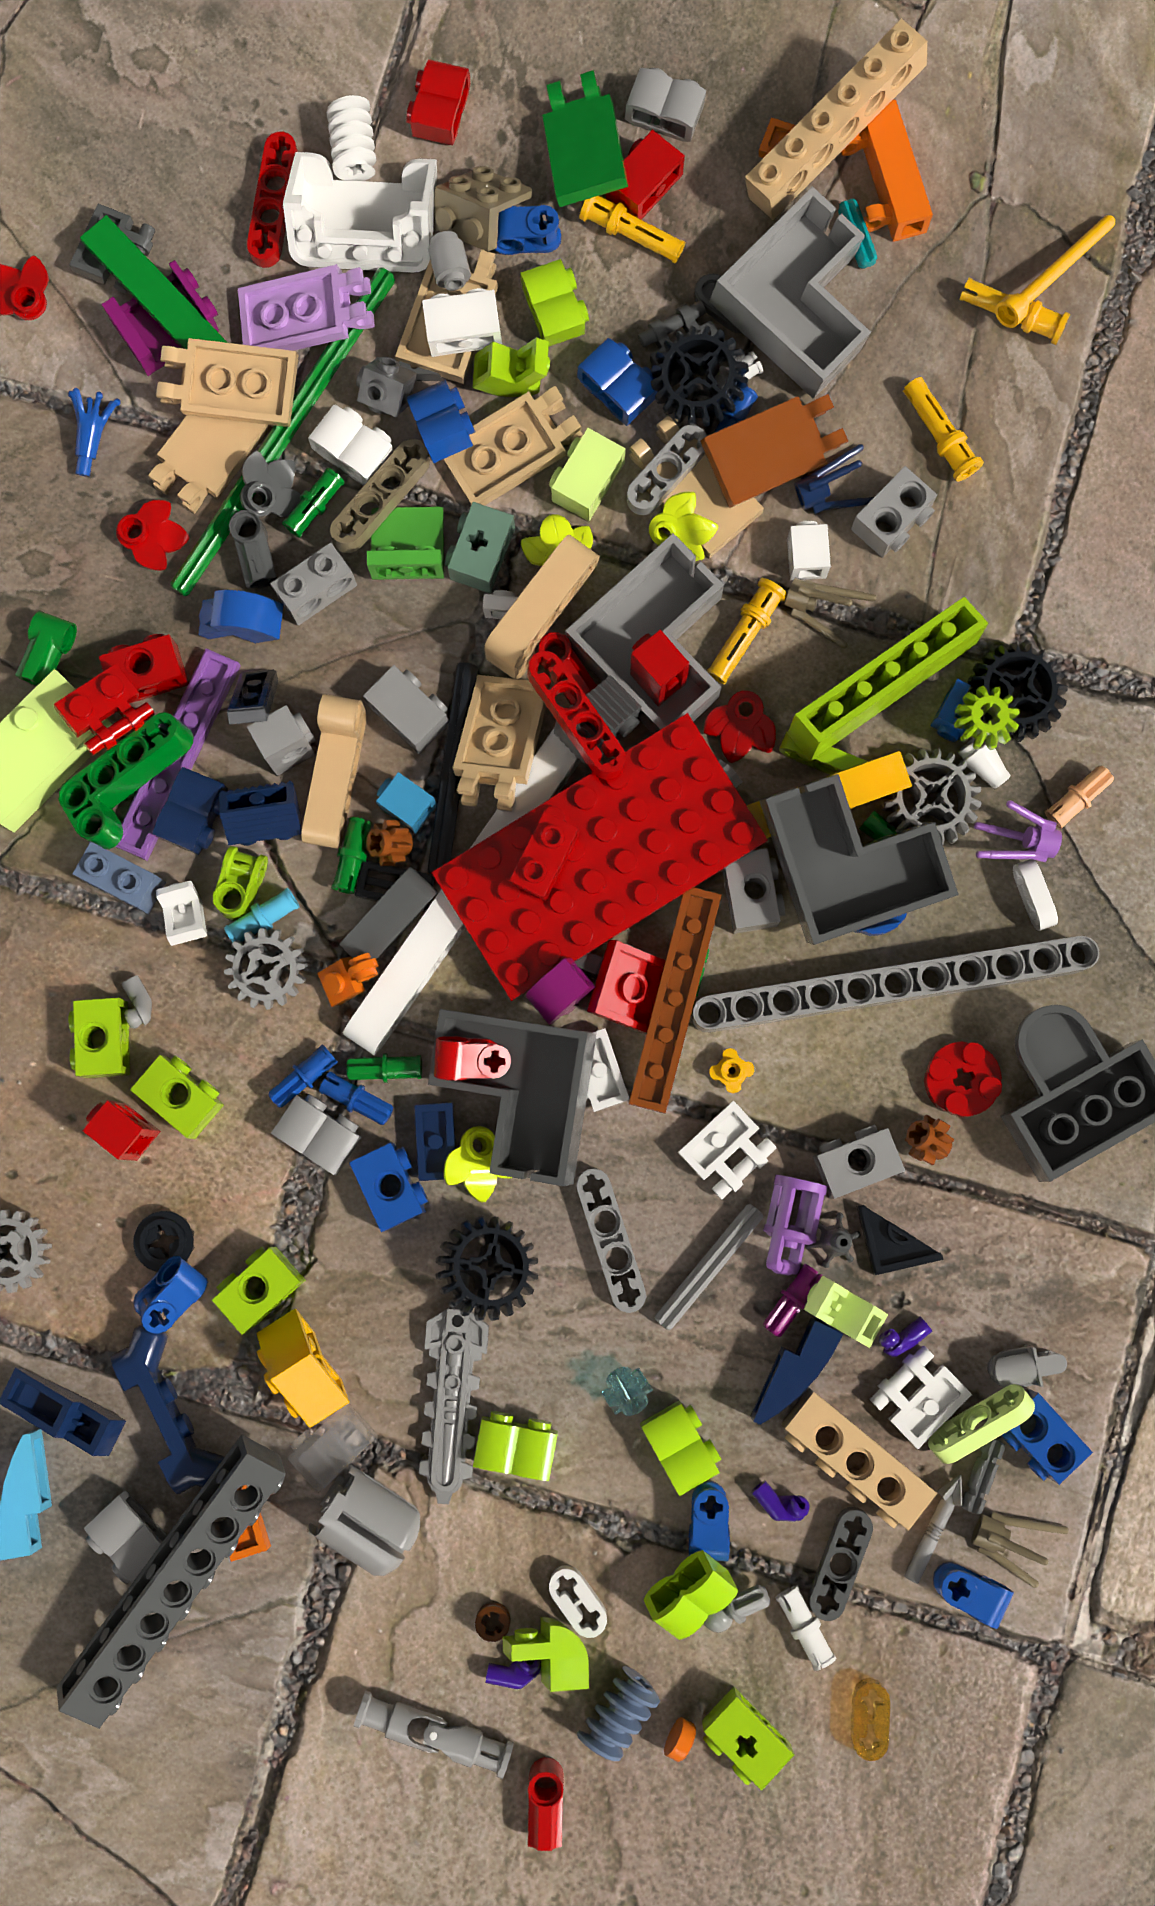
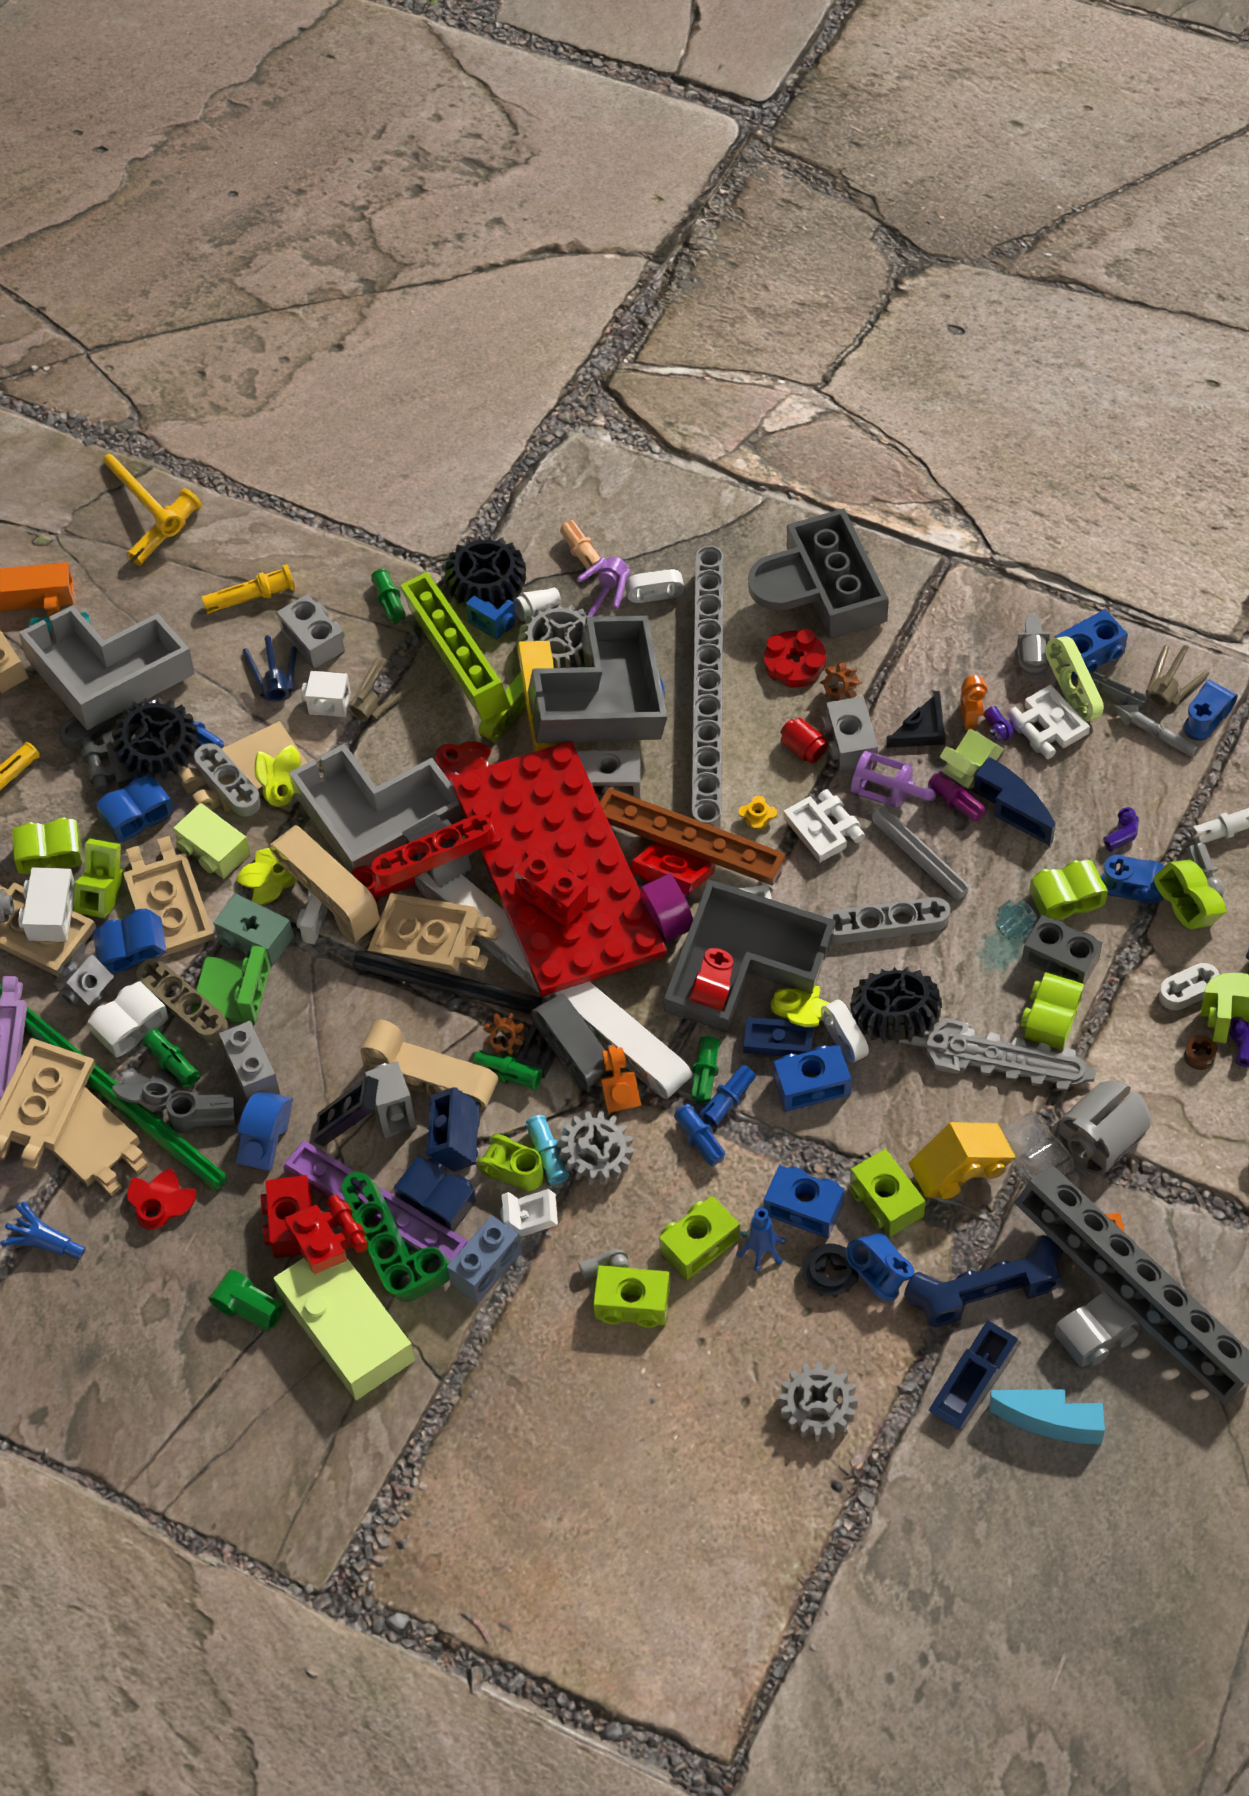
camera: 80 degrees left, 25 degrees down
(120, 1130) = (722, 1277): red brick -> none
(182, 1163) = (761, 1238): none -> blue piece
(220, 1217) = (812, 1216): none -> blue brick
(317, 1134) = (754, 1128): light grey brick -> none
(405, 802) = (467, 1018): dark azure brick -> none
(406, 708) = (390, 999): light grey brick -> none
(449, 1214) = (844, 1031): none -> white beam
(588, 1446) = (1059, 957): none -> dark grey brick
(658, 667) = (402, 796): red brick -> none
(752, 614) = (373, 741): yellow pin -> none
(770, 449) = (231, 703): dark orange tile -> none
(820, 1586) = (1171, 784): dark grey beam -> none
(835, 1241) = (913, 751): dark grey piece -> none
(840, 1107) = (803, 740): none -> red brick
(910, 1492) = (1098, 754): tan brick -> none
(924, 1303) = (971, 702): none -> orange plate
(965, 586) = (388, 595): none -> green axle
(977, 706) = (506, 582): lime gear -> none

